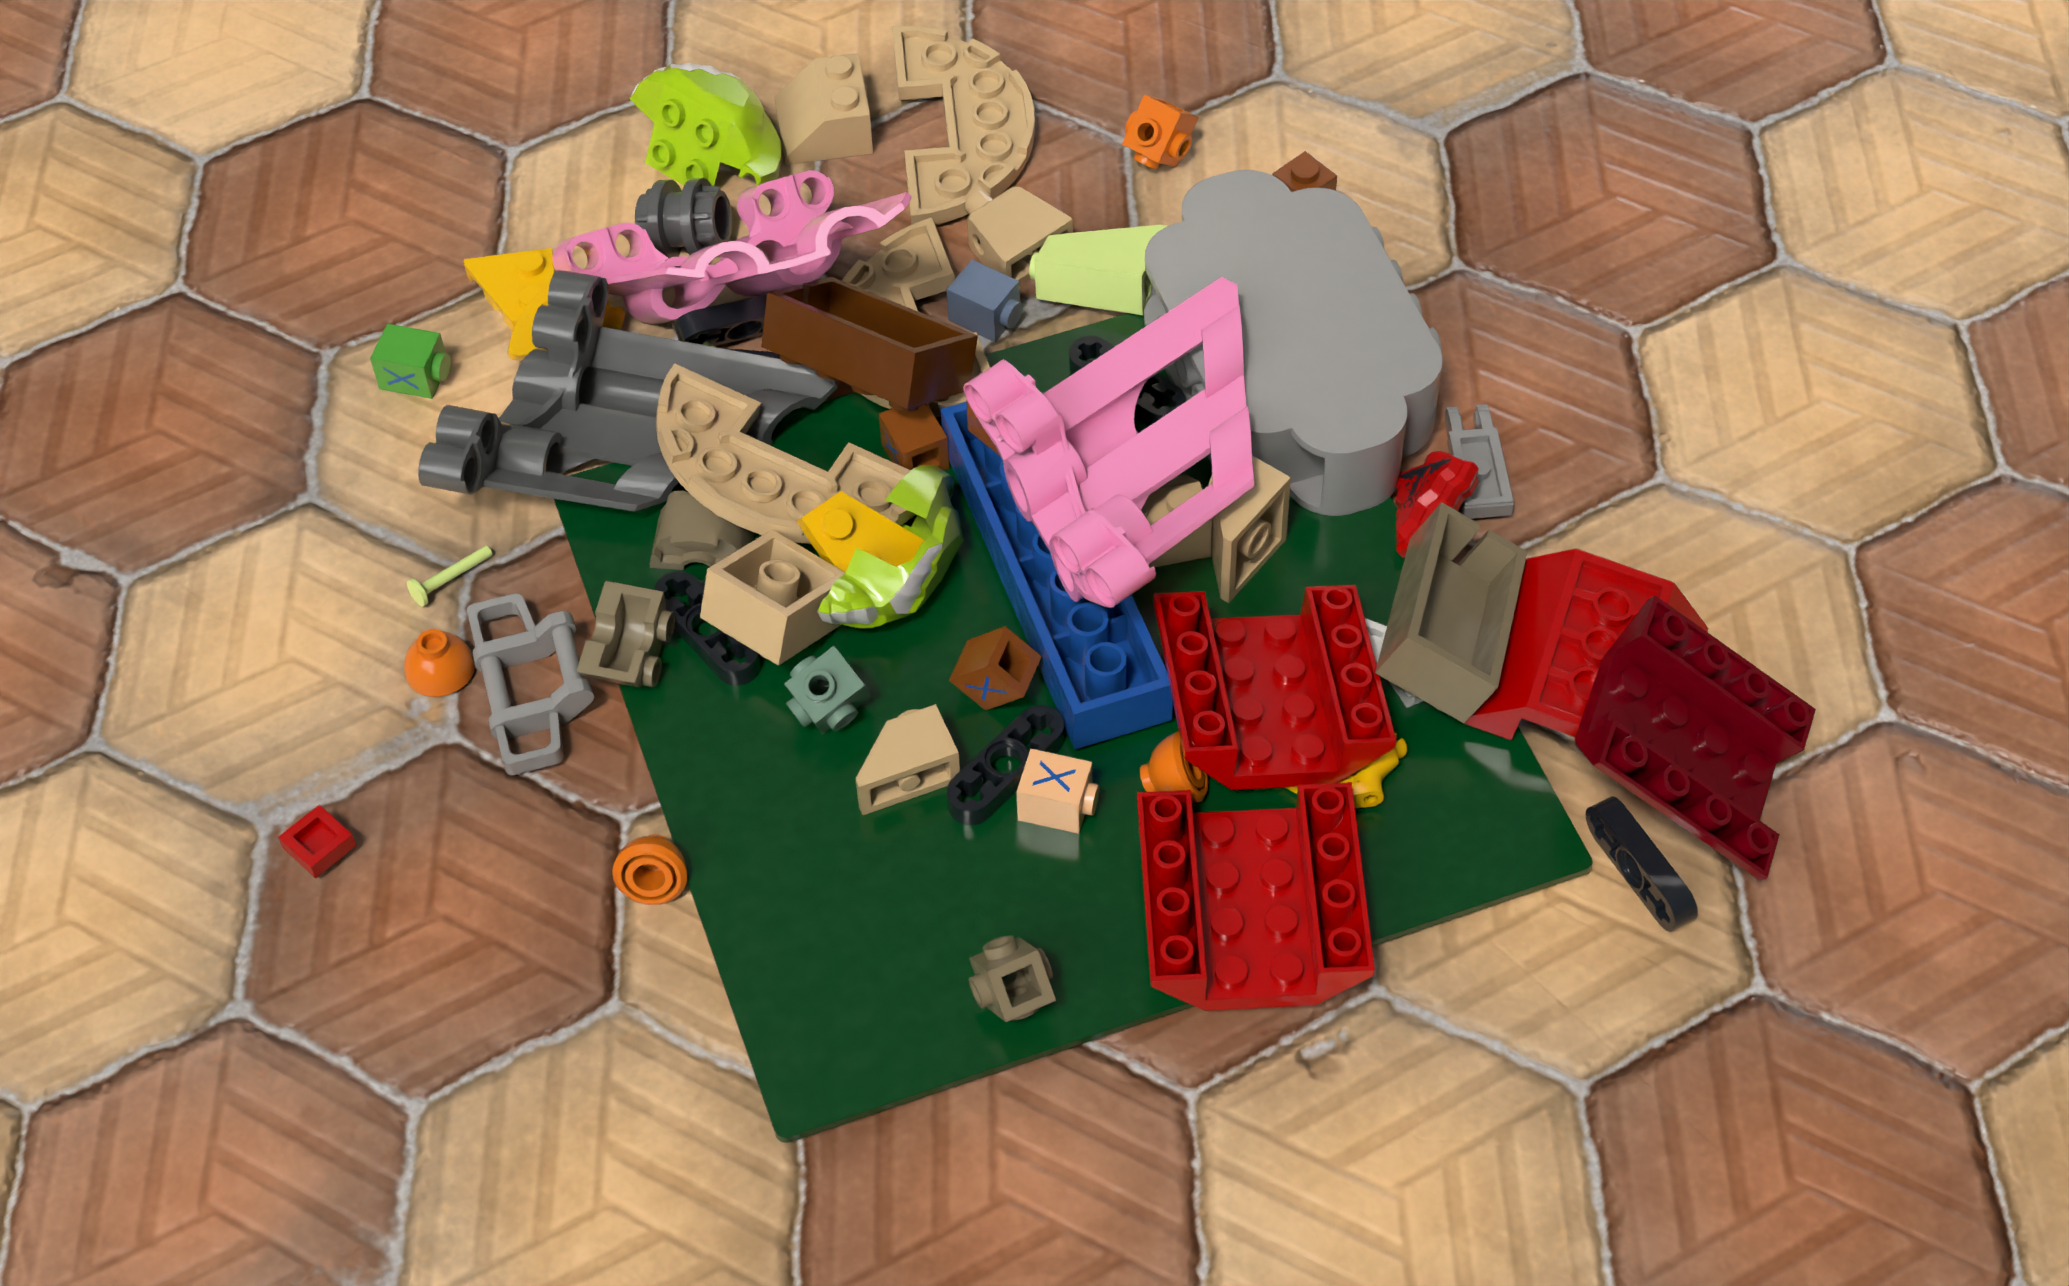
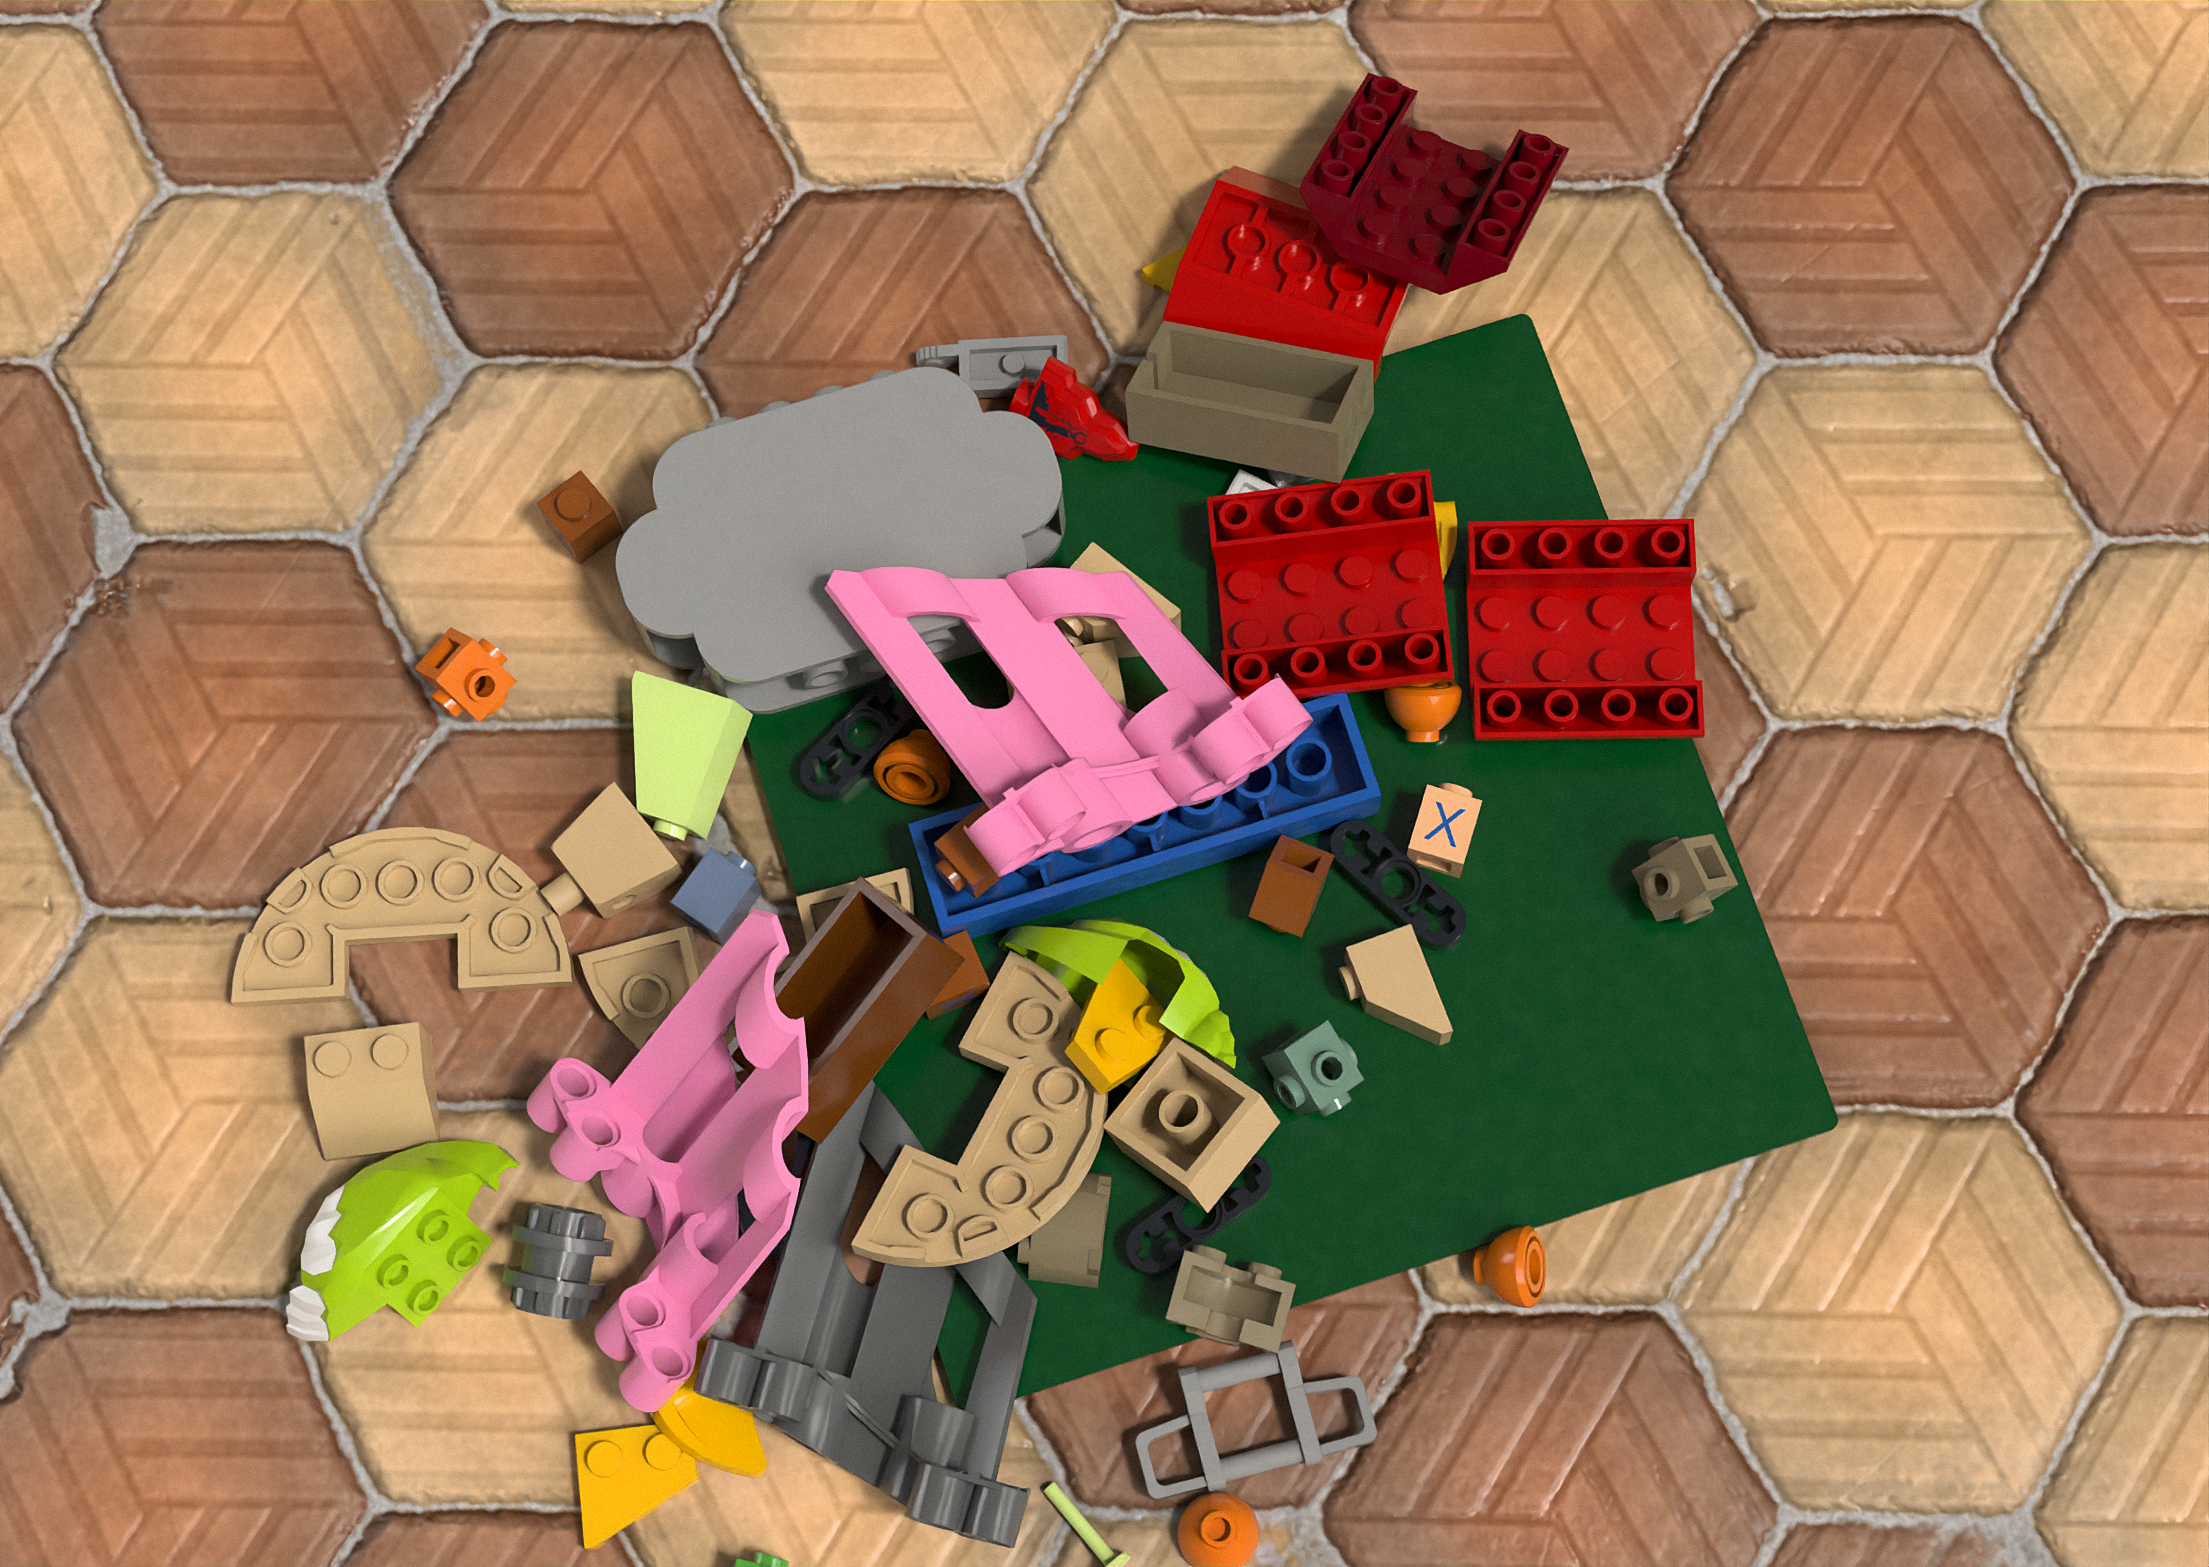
camera: 85 degrees left, 20 degrees up
(1641, 864) = (1533, 267): black beam -> none

